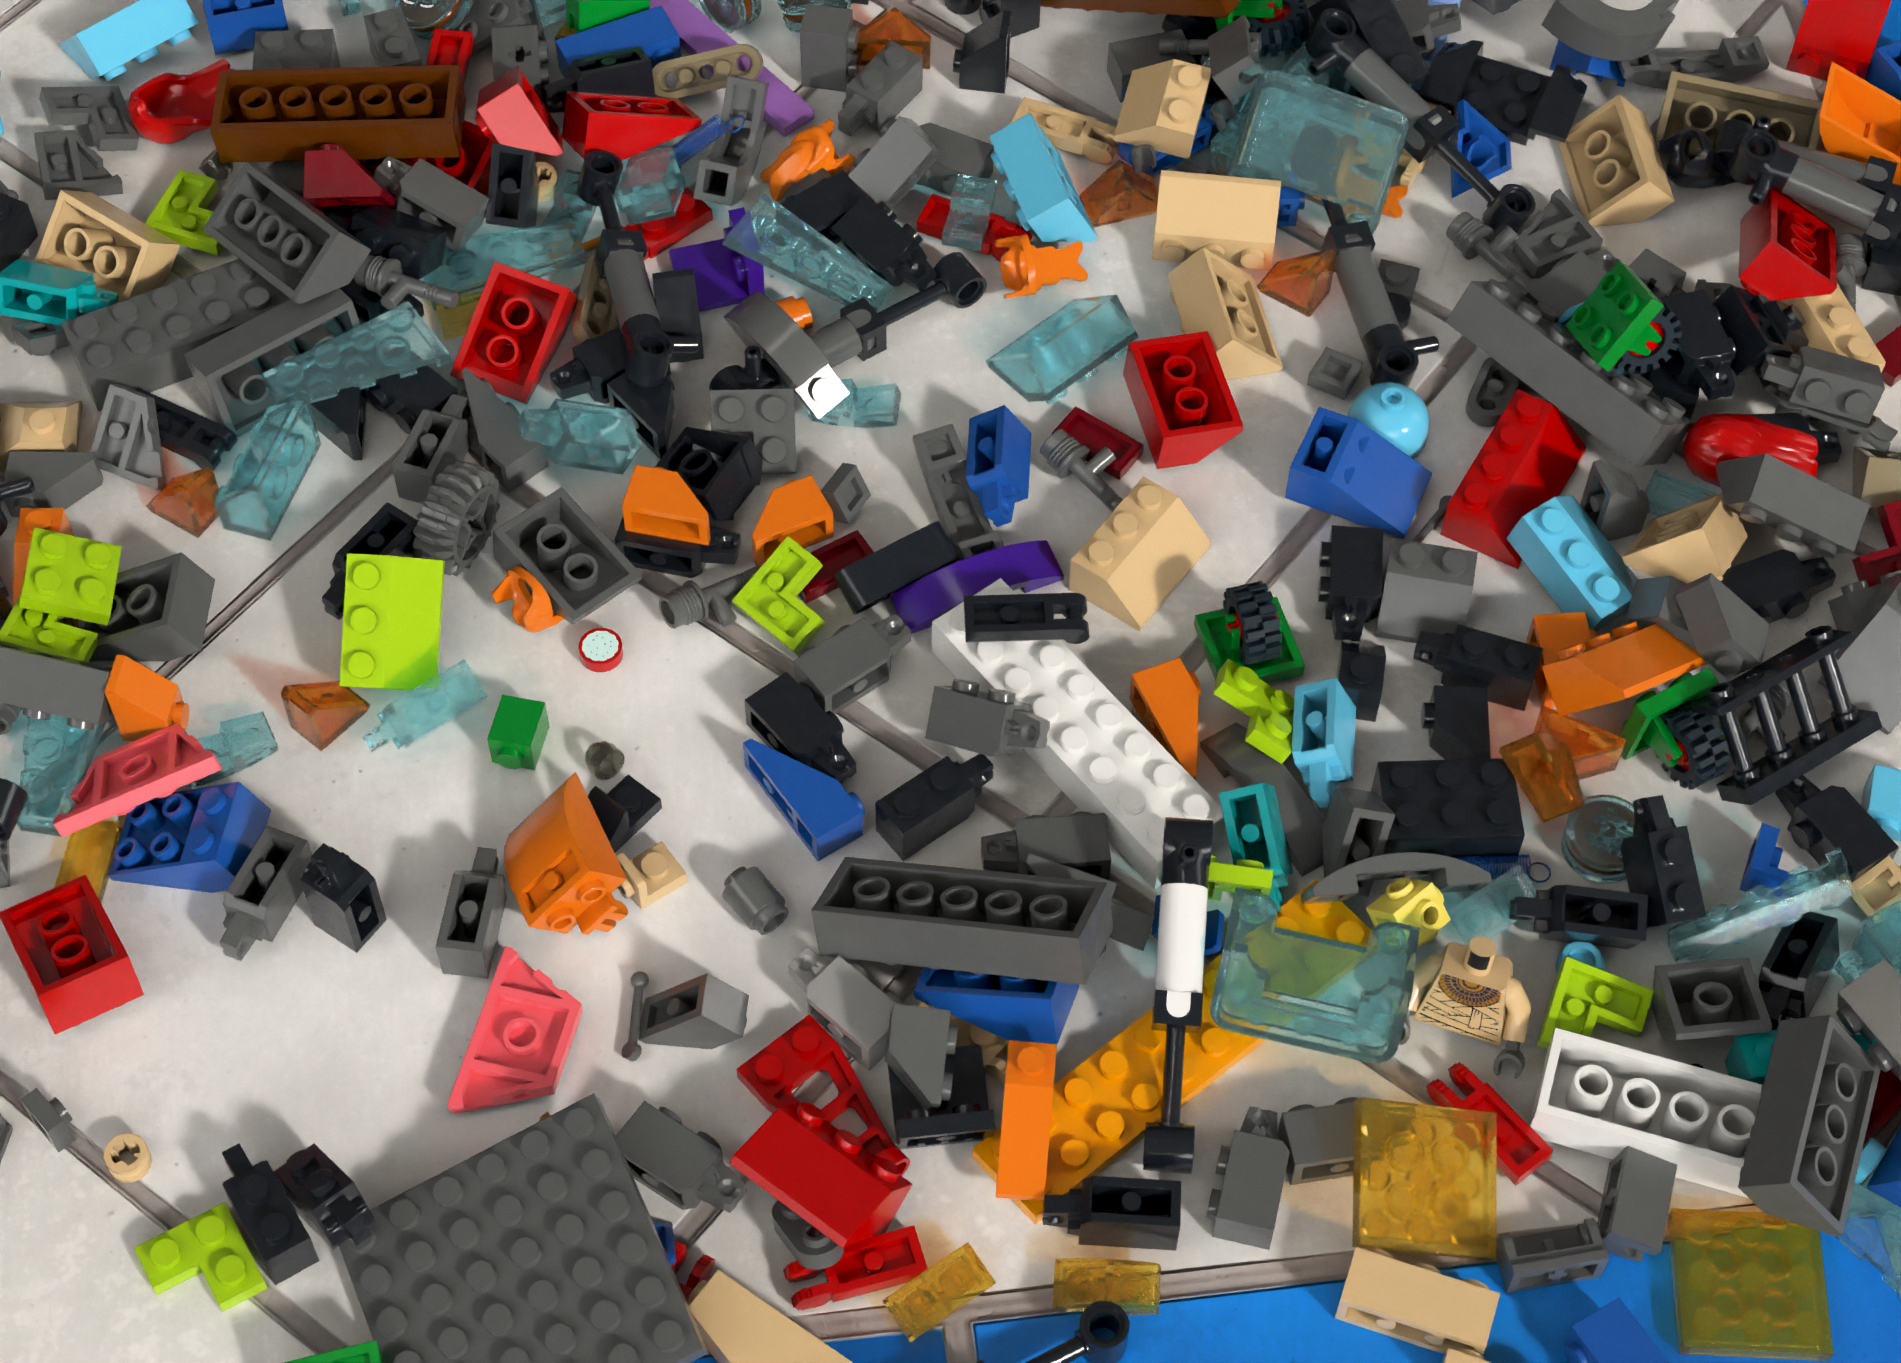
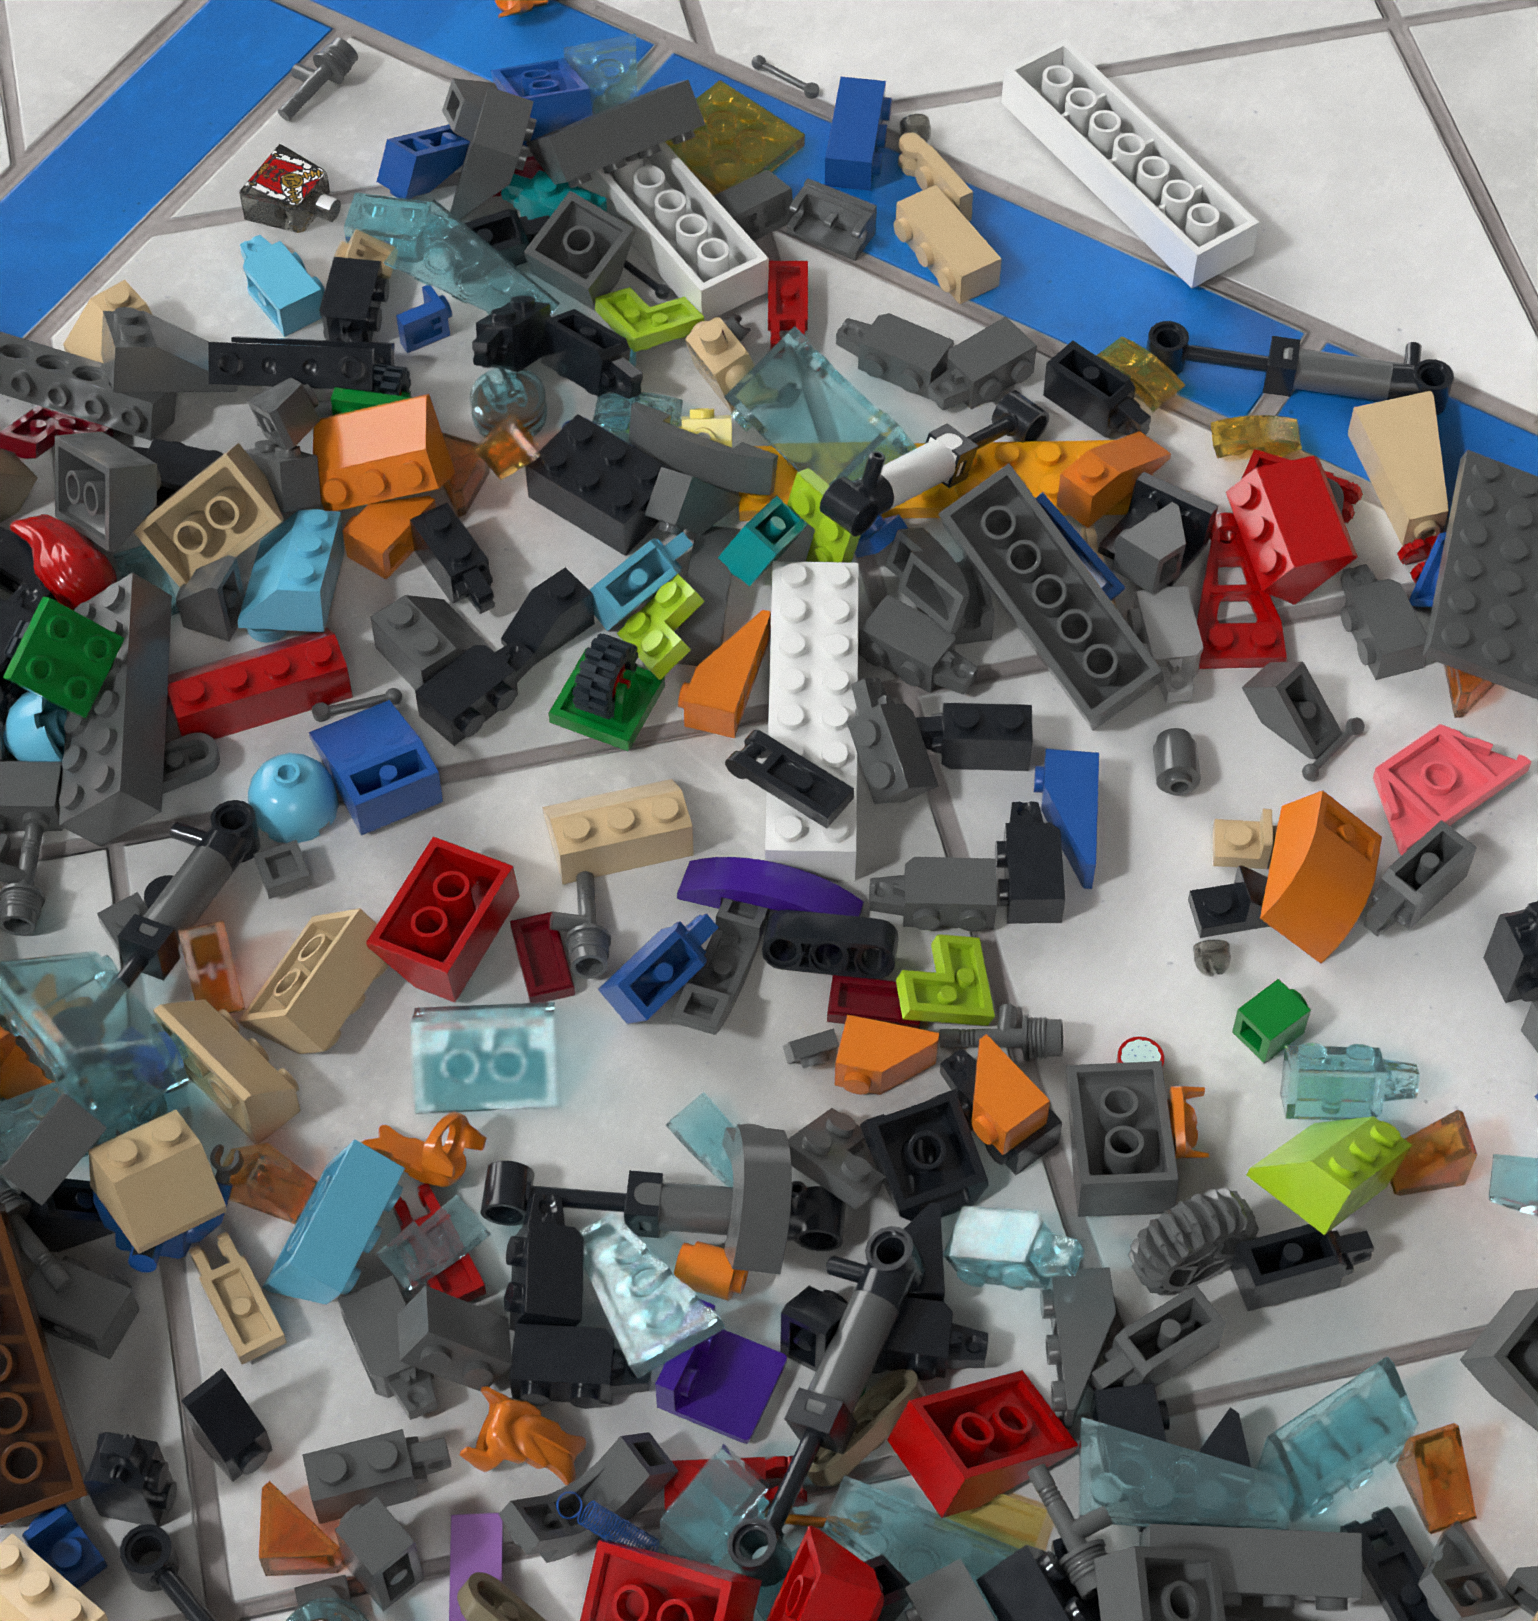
camera: 140 degrees left, 0 degrees up
(1424, 1179) = (876, 282): clear yellow plate -> none
(1458, 722) = (519, 533): black slope -> none

